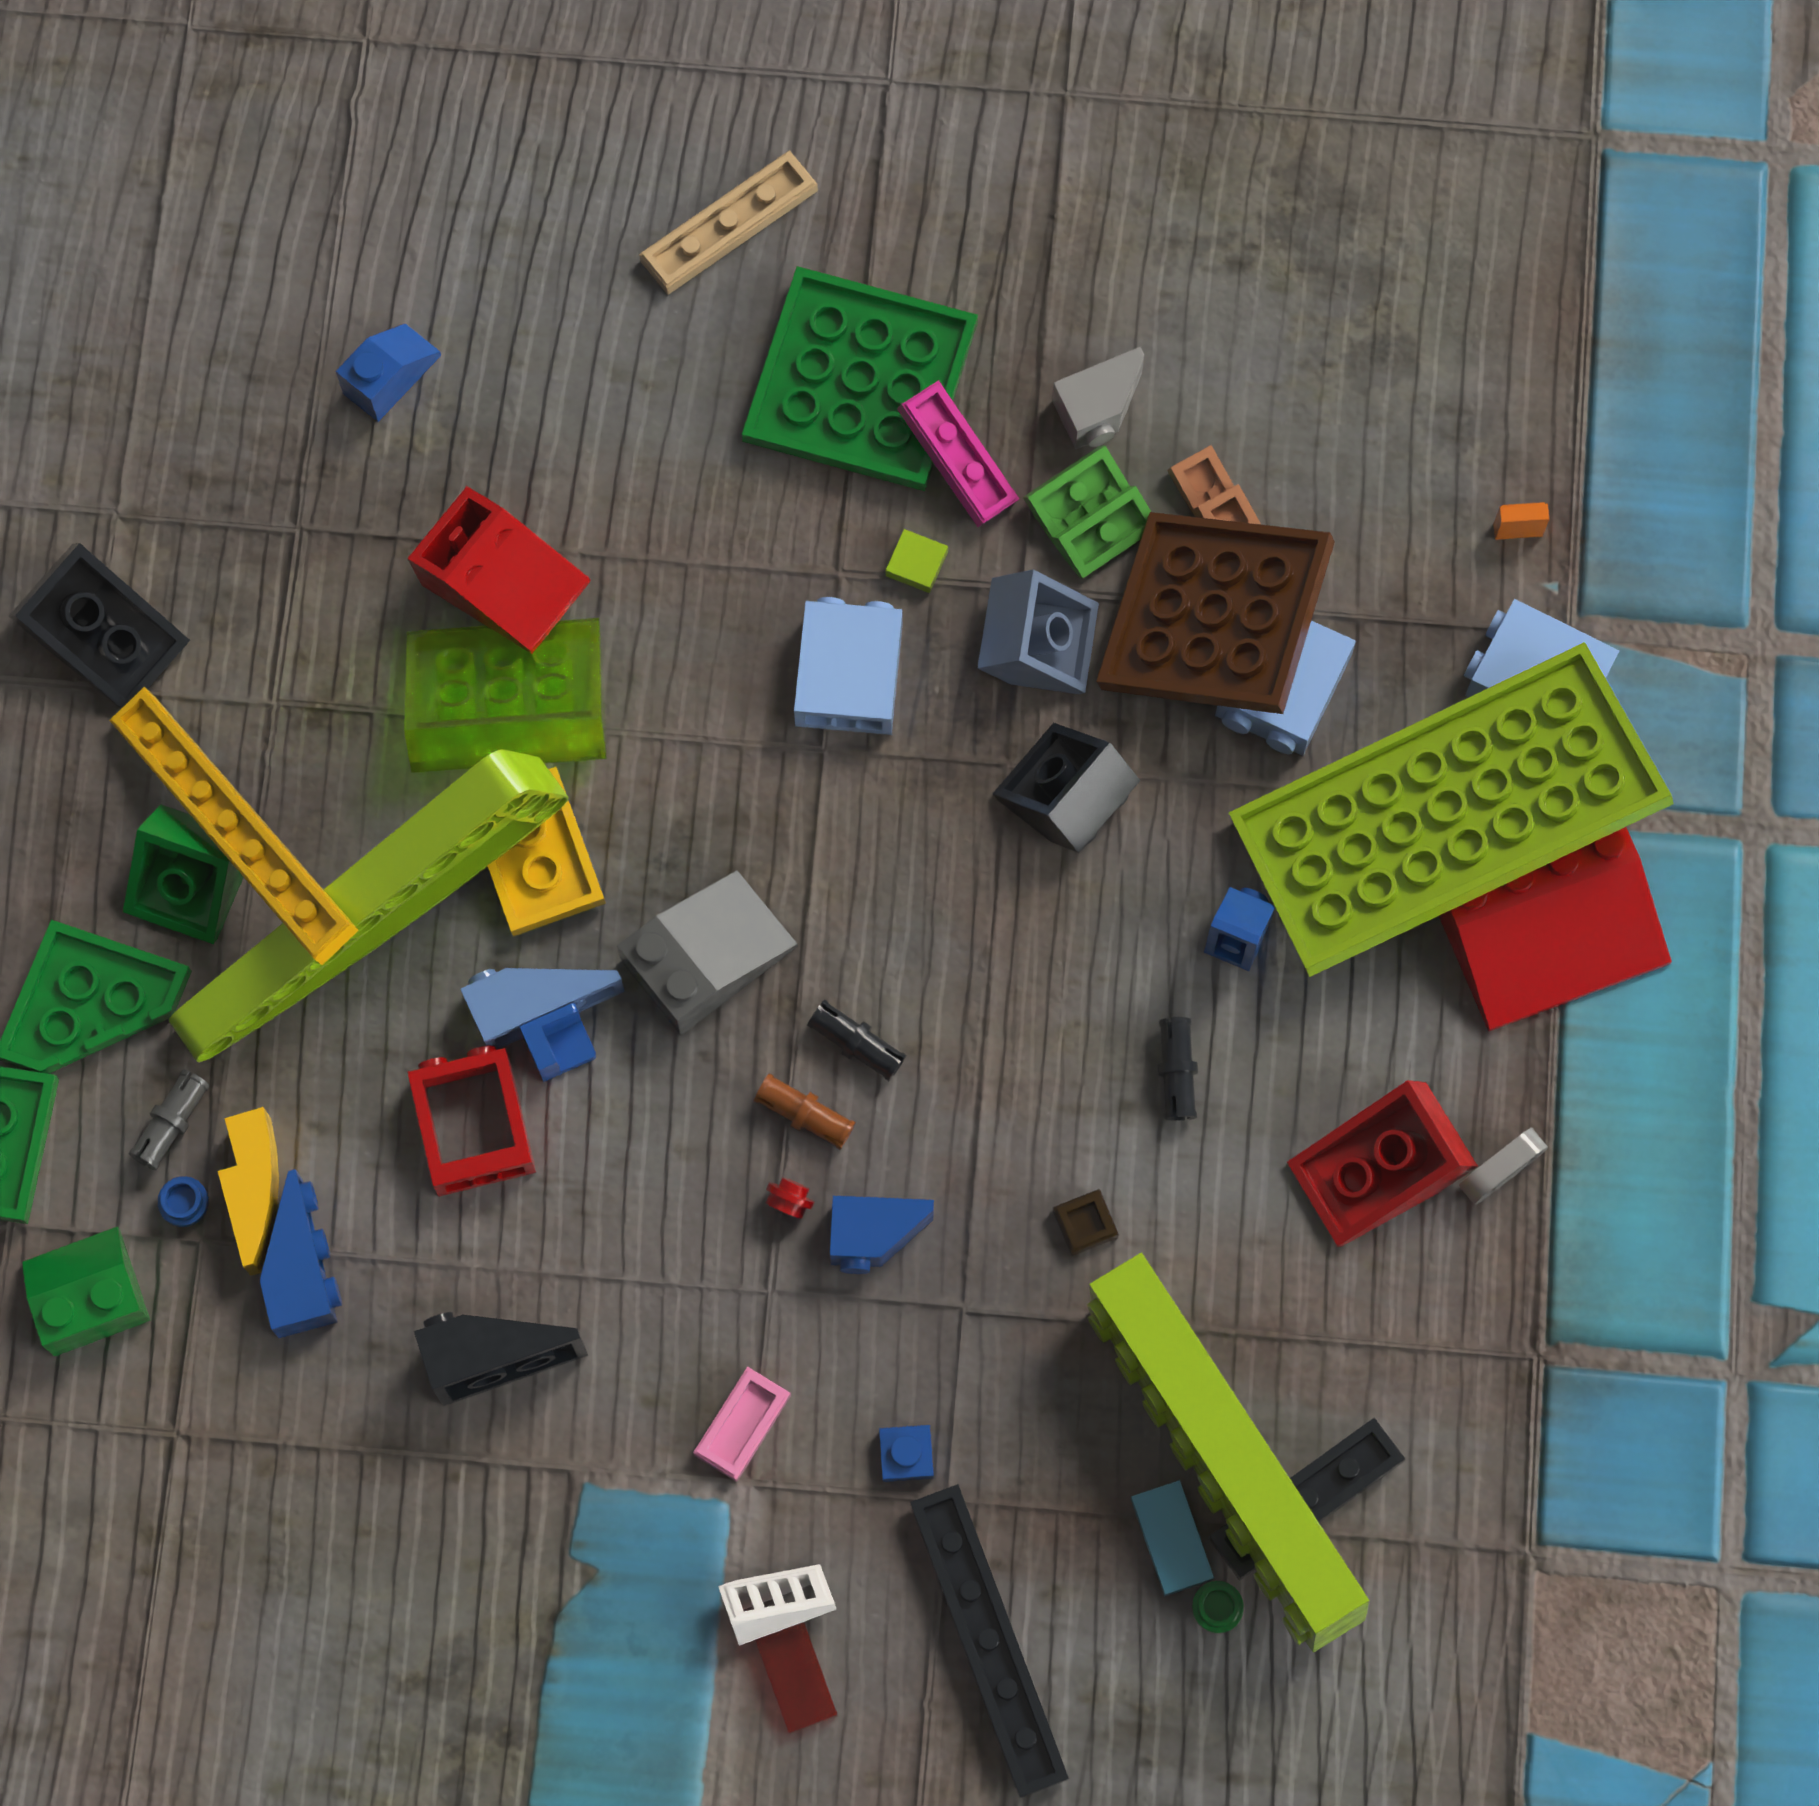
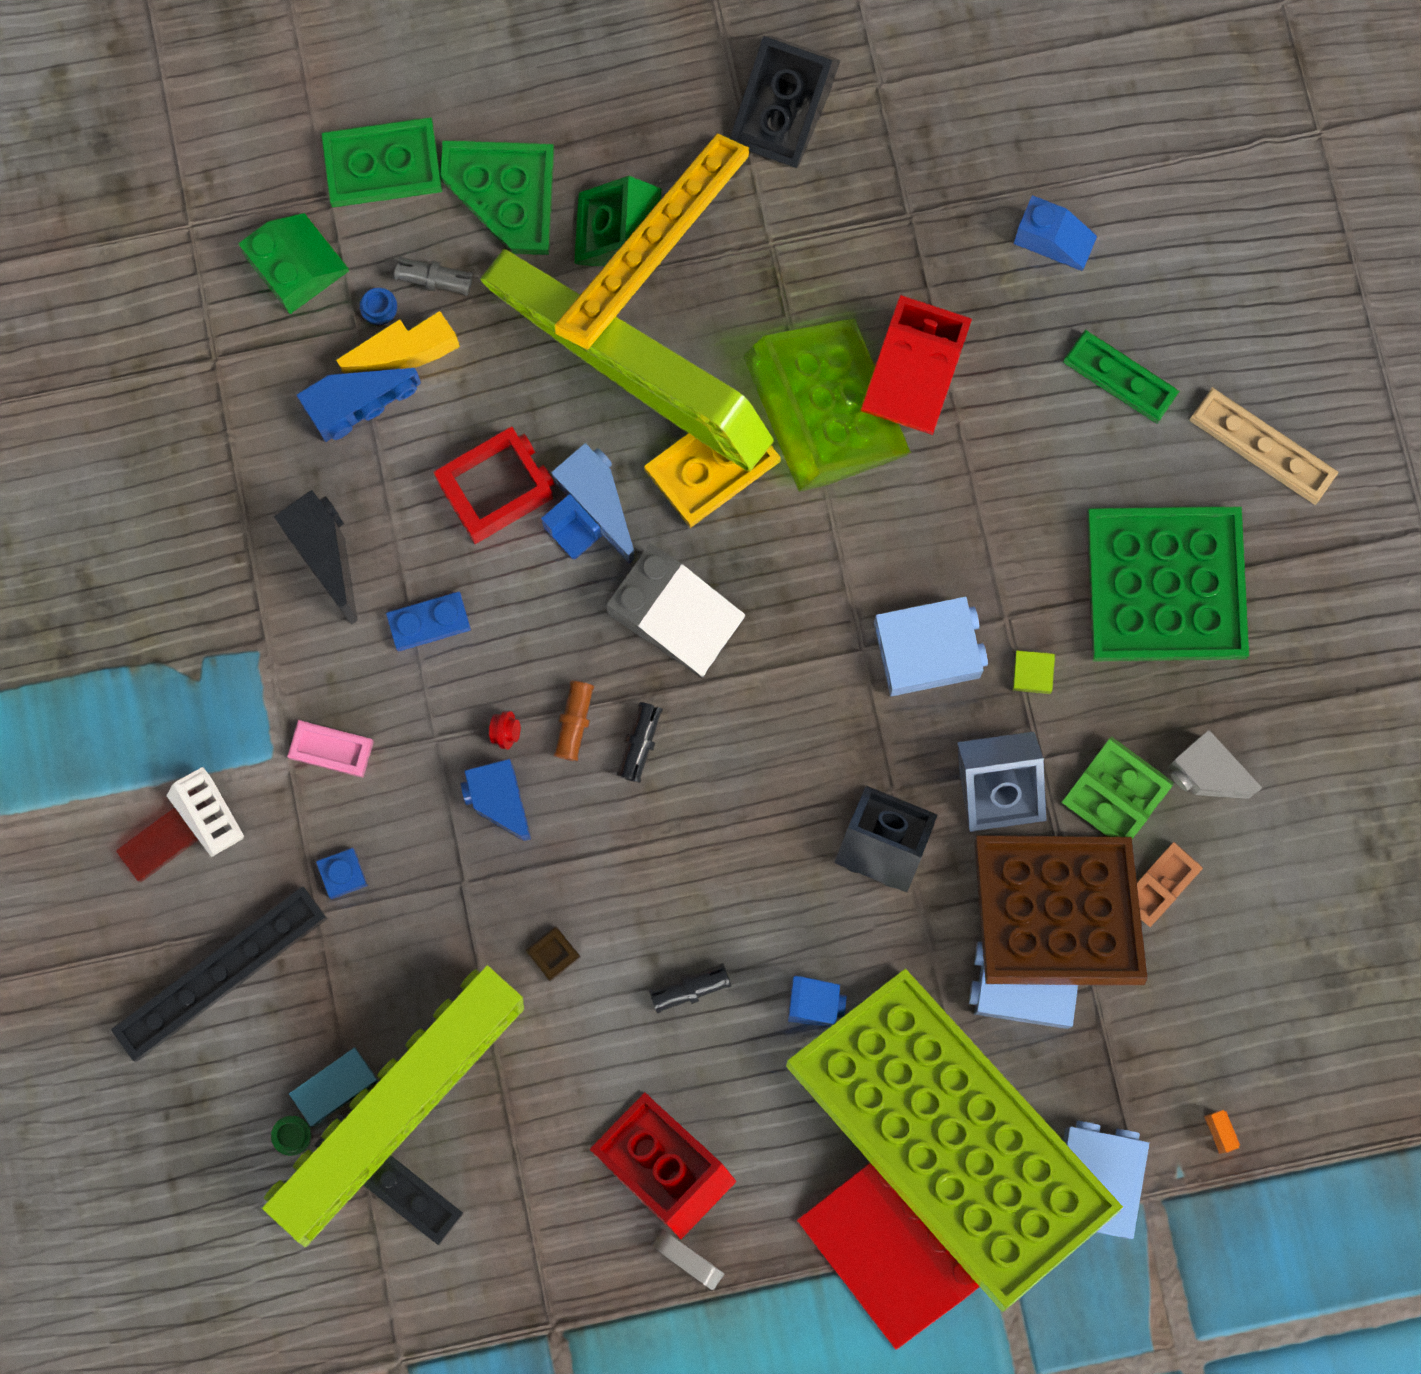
camera: 75 degrees right, 5 degrees up
(588, 351) = (1121, 376): none -> green tile
(618, 1255) = (428, 621): none -> blue plate
(958, 453) = (1128, 675): dark pink tile -> none

